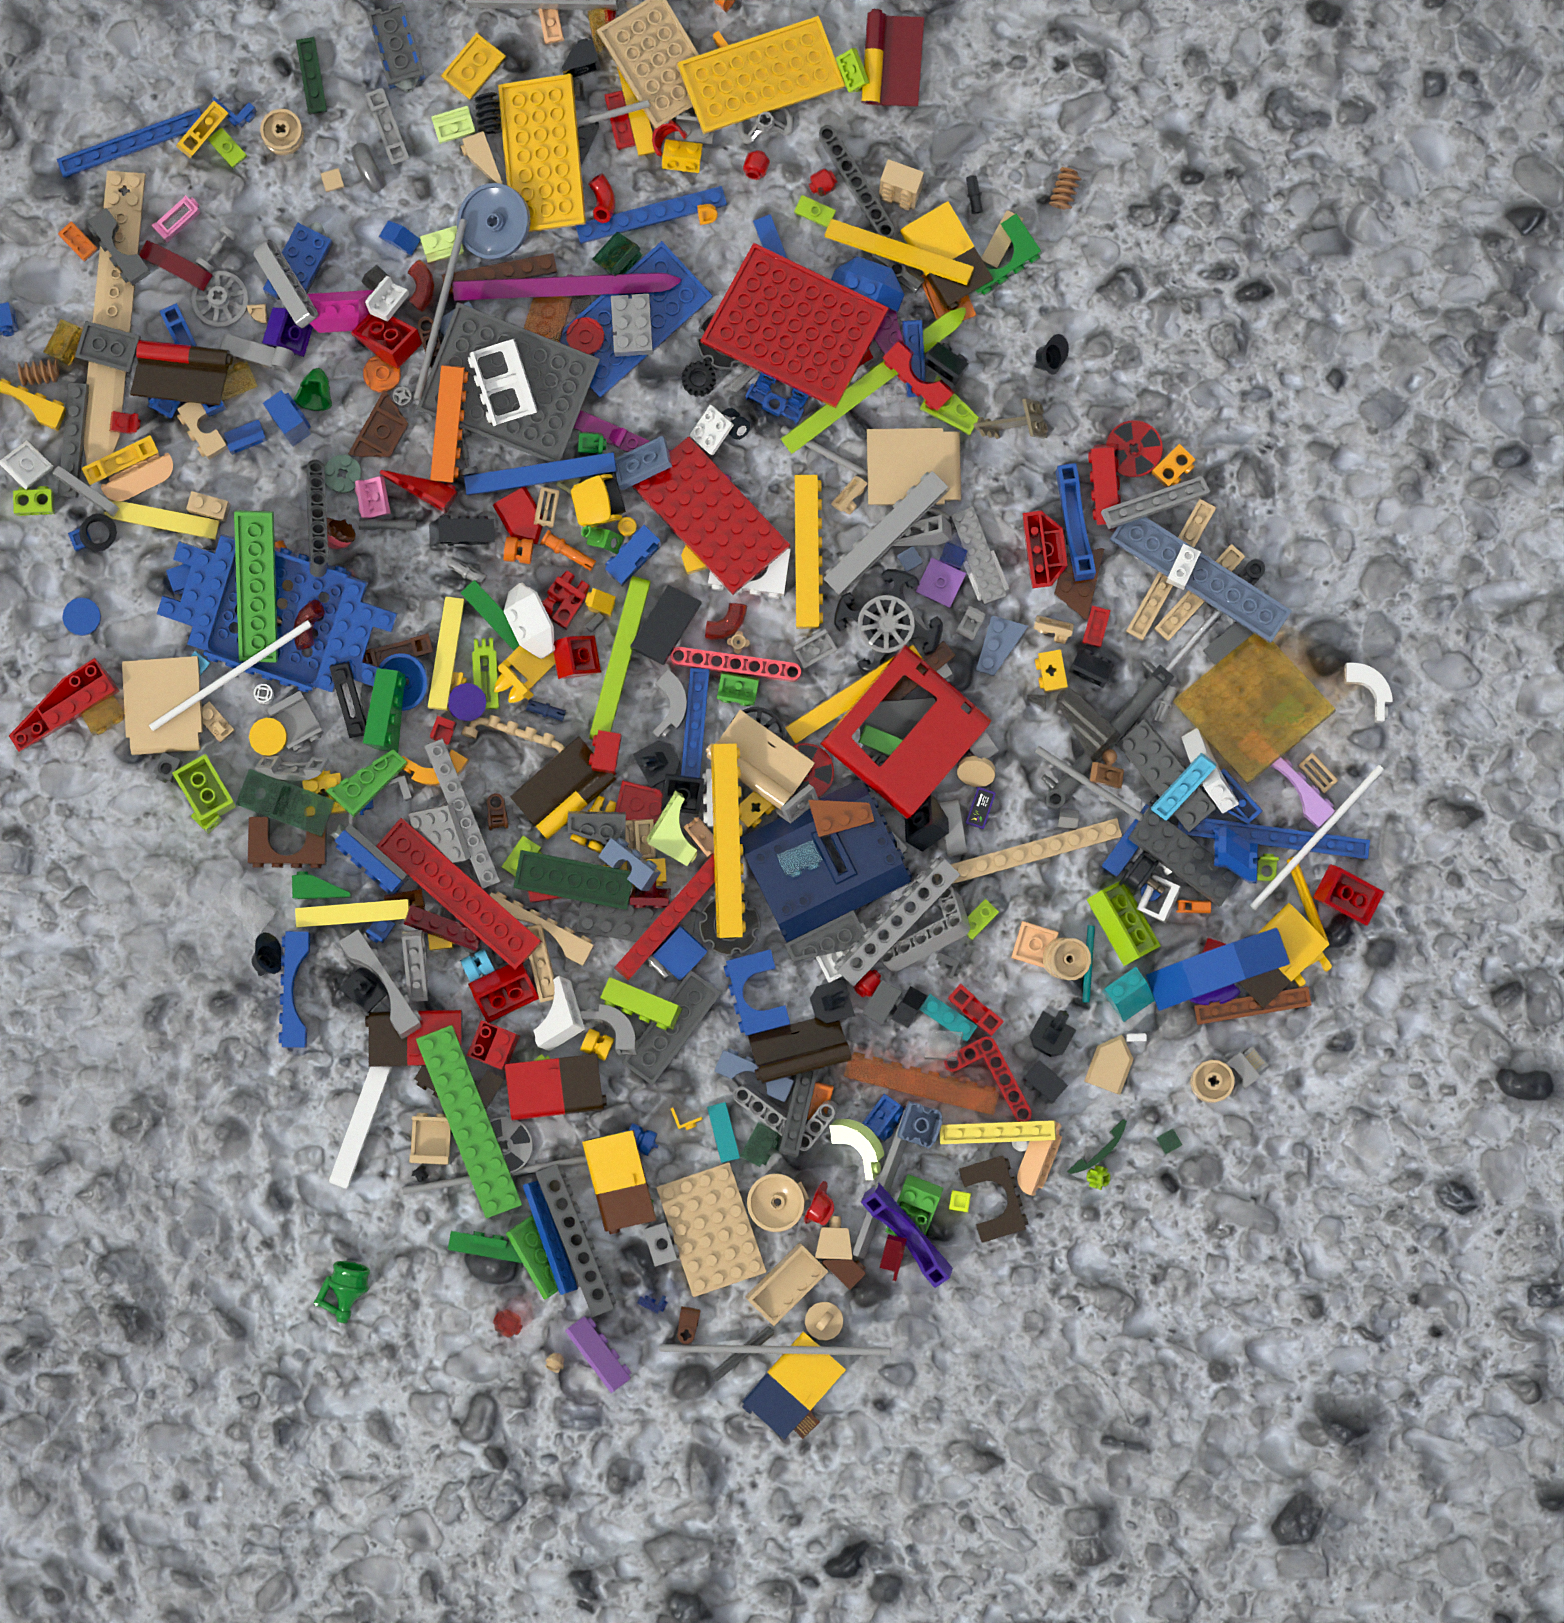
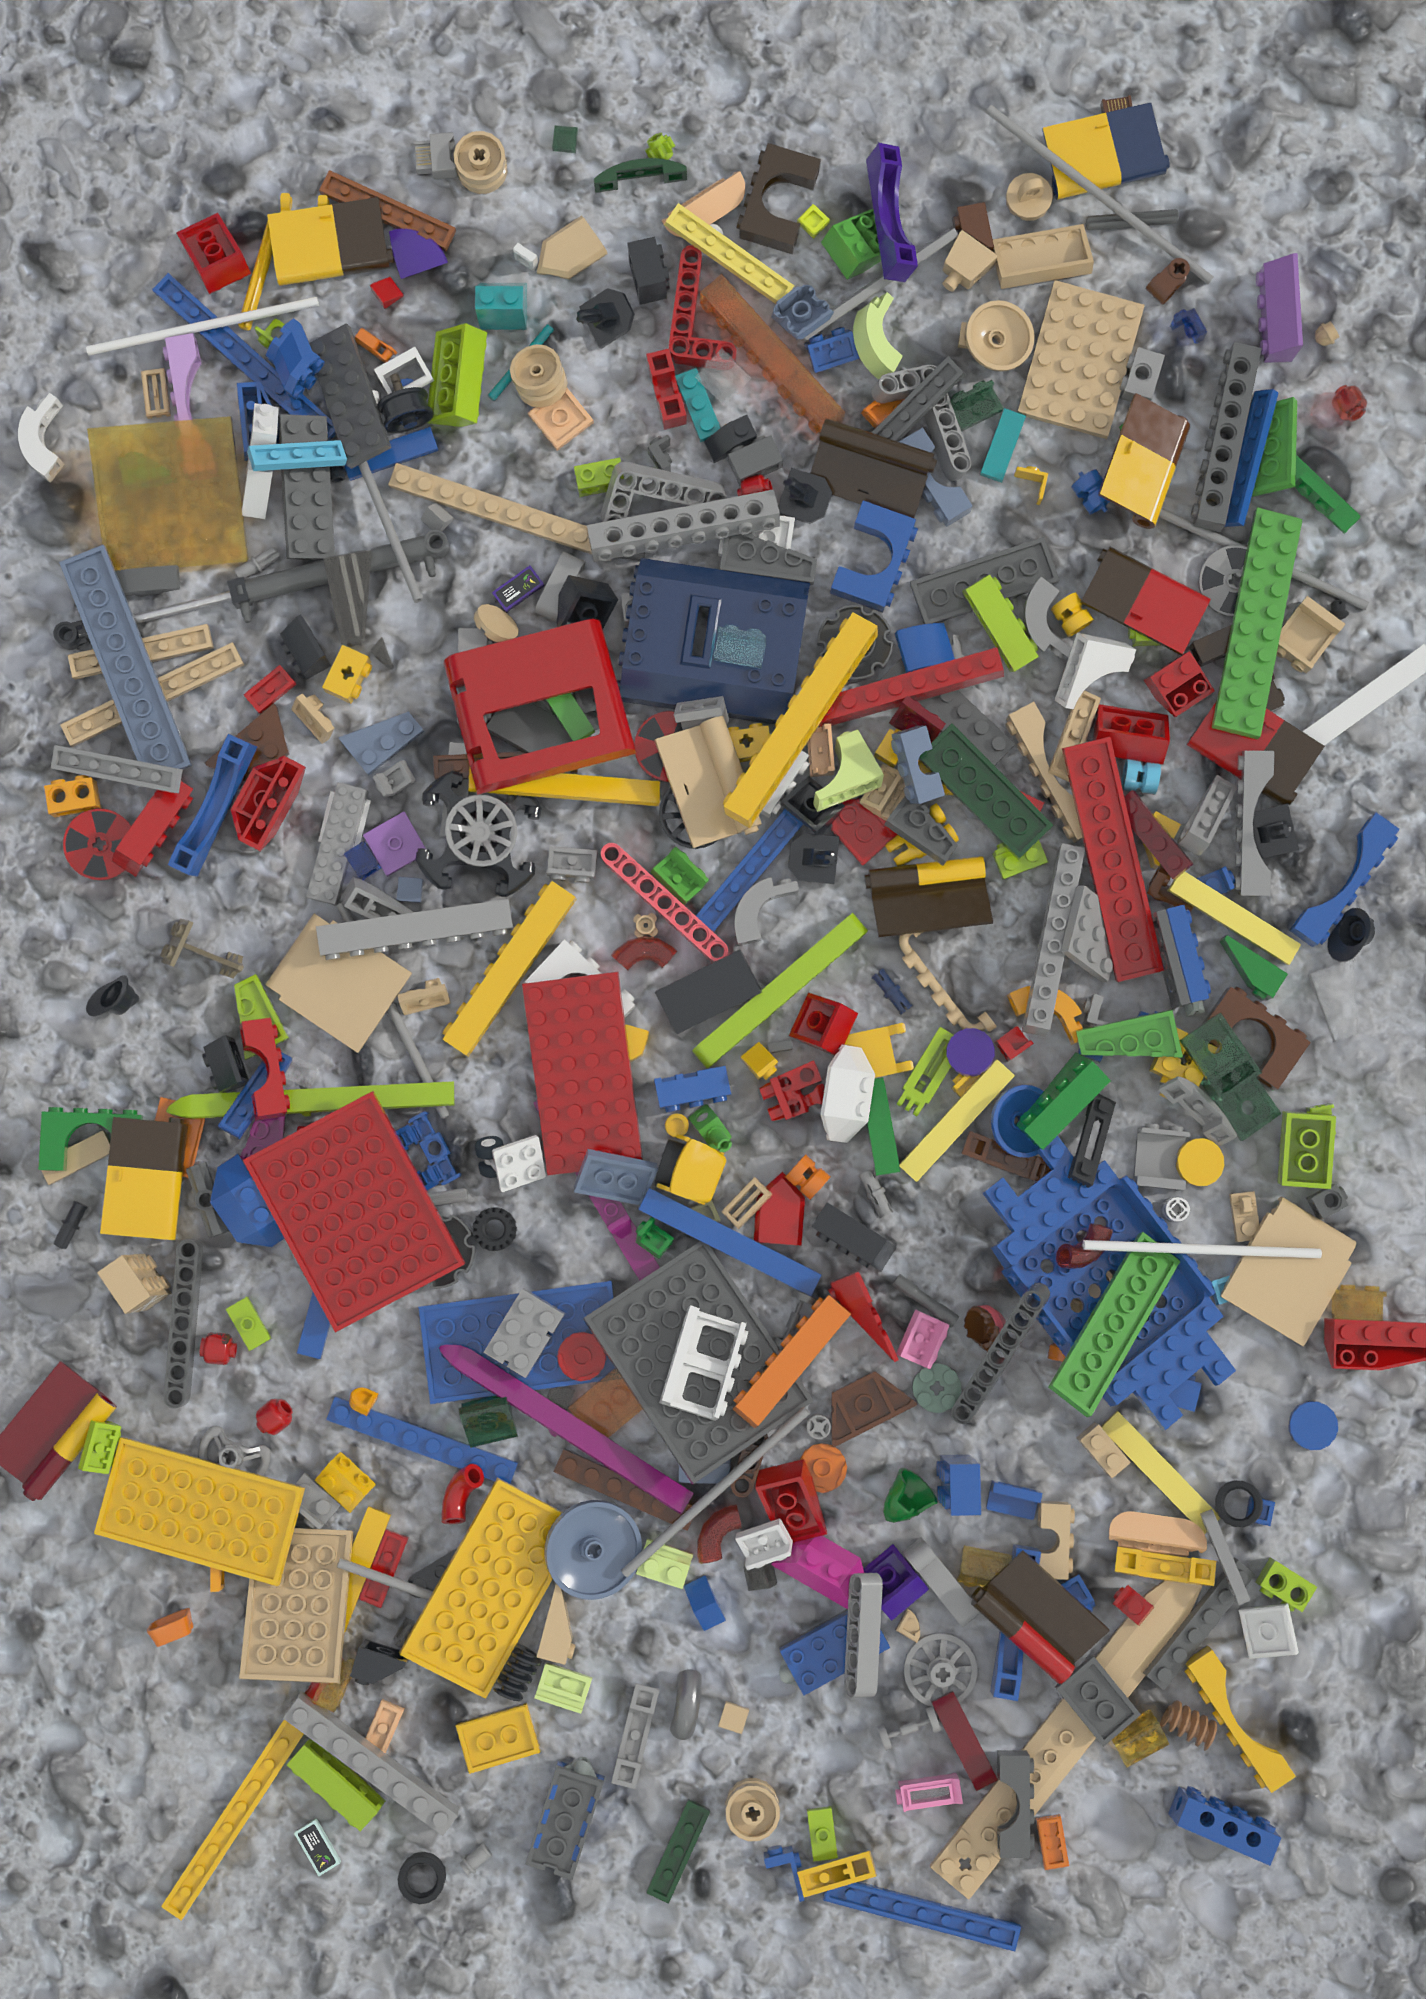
camera: 150 degrees left, 0 degrees up
(497, 814) = (1016, 916): reddish brown piece -> none
(507, 679) = (910, 1047): yellow tile -> none
(560, 546) = (760, 1151): orange pin -> none
(606, 751) = (862, 899): red brick -> none
(662, 131) = (350, 1522): red helmet -> none
(821, 1207) = (956, 298): red piece -> none
(839, 815) = (669, 663): dark orange wing -> none
(893, 1254) = (916, 206): dark red panel -> none
(899, 251) = (190, 1214): yellow tile -> none
(1106, 773) = (366, 531): medium nougat plate -> none
(1183, 566) = (134, 678): white brick -> none
(1217, 968) = (397, 246): blue panel -> none

